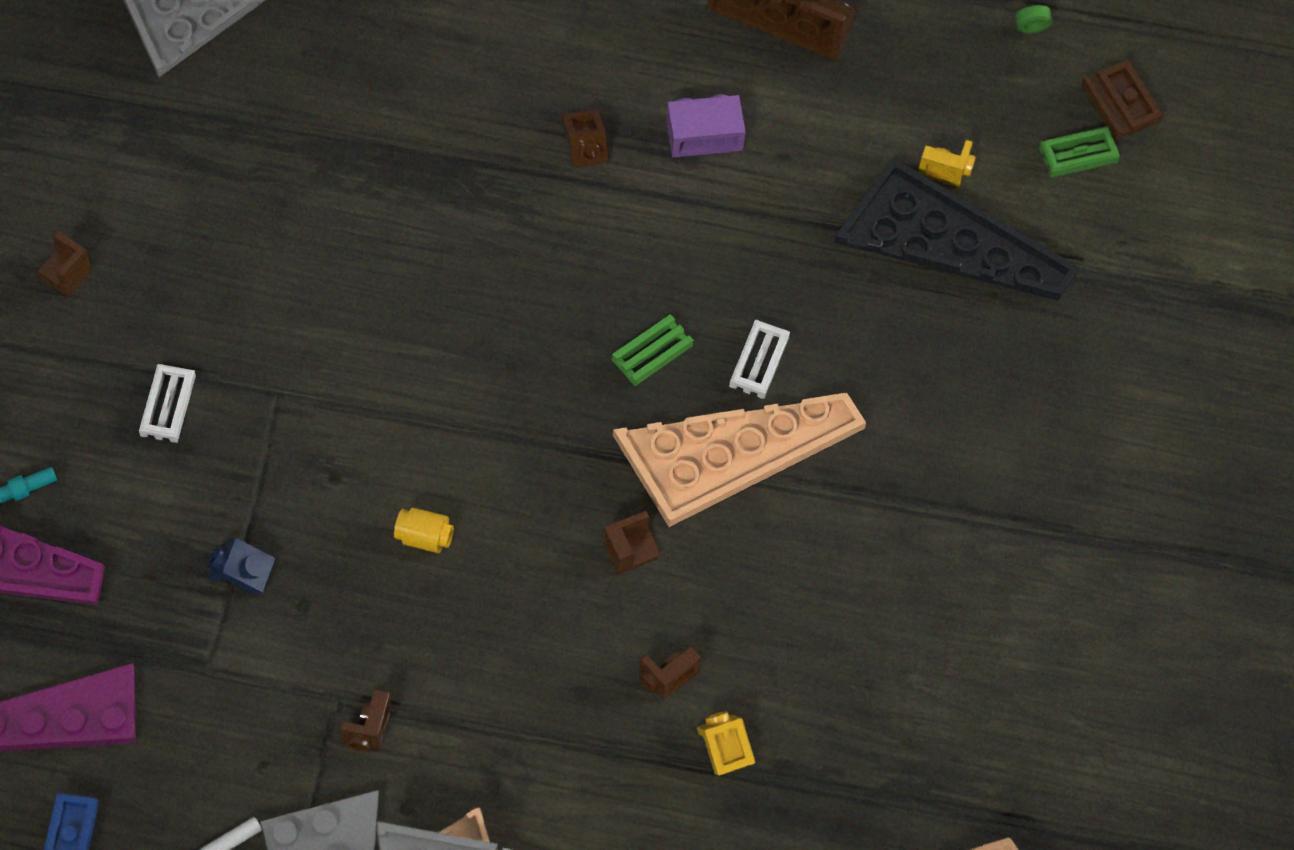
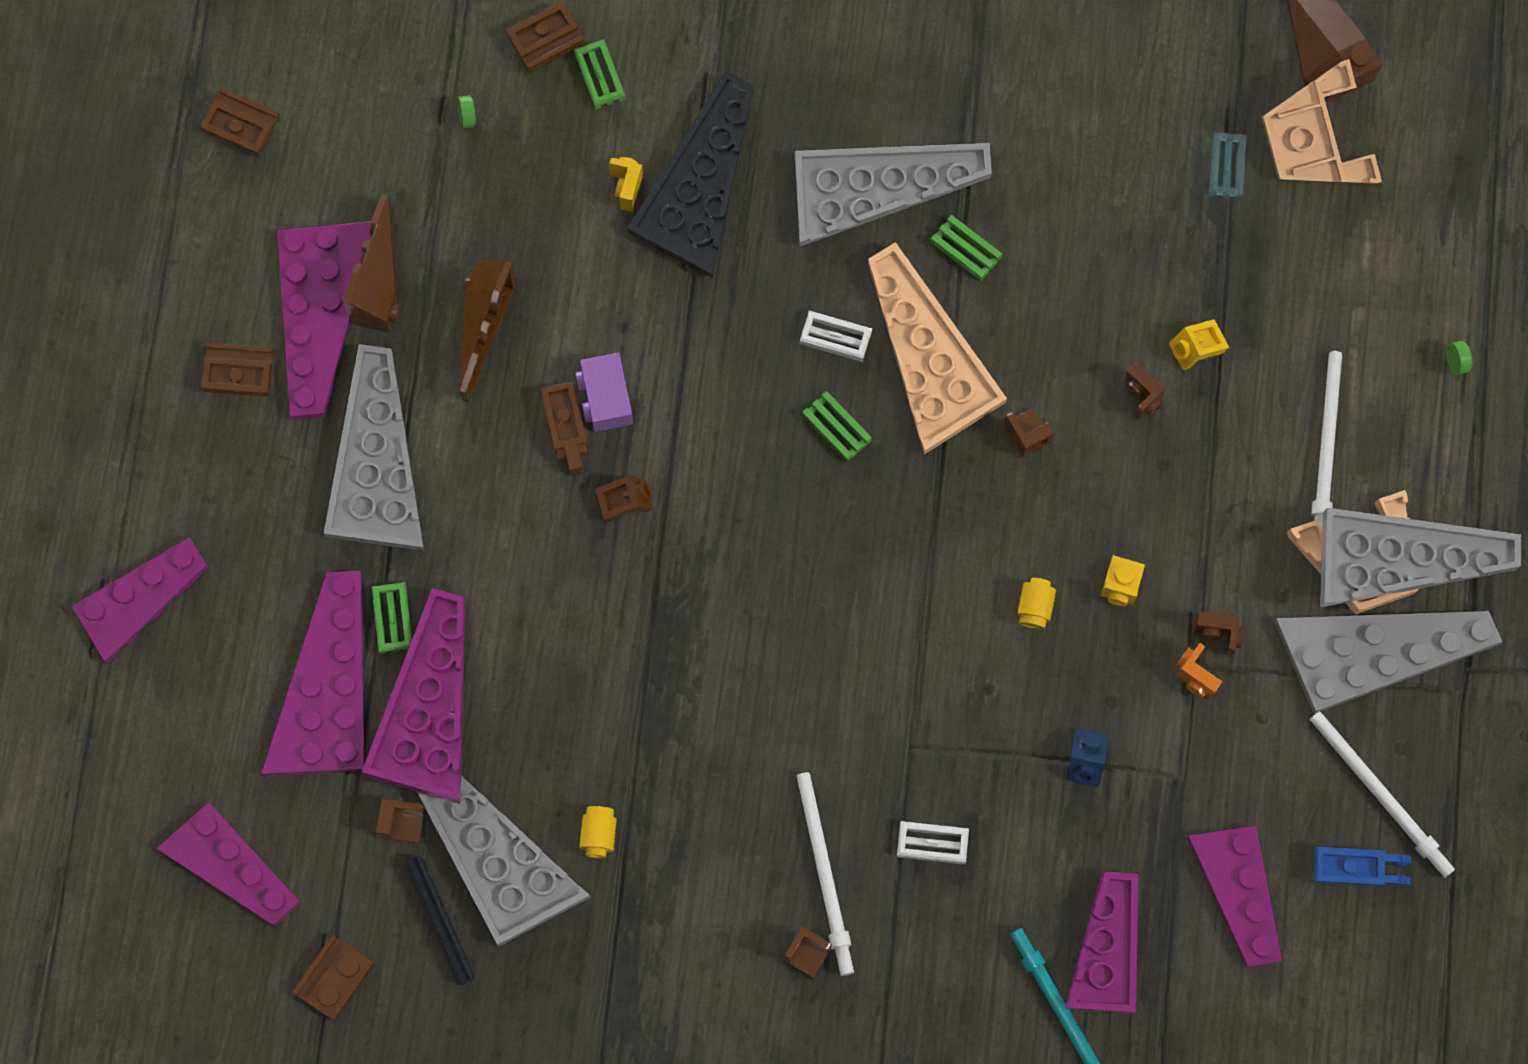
camera: 90 degrees left, 10 degrees up
(75, 300) = (839, 937): none -> white bar
(223, 84) = (598, 831): none -> yellow brick
(313, 692) = (1198, 680): none -> orange bracket
(441, 627) = (1122, 581): none -> yellow bracket
(662, 86) = (565, 424): none -> reddish brown hinge
(880, 481) = (972, 237): none -> bright green tile
(940, 403) = (863, 184): none -> light grey wing
(954, 821) = (1226, 191): none -> clear light blue tile

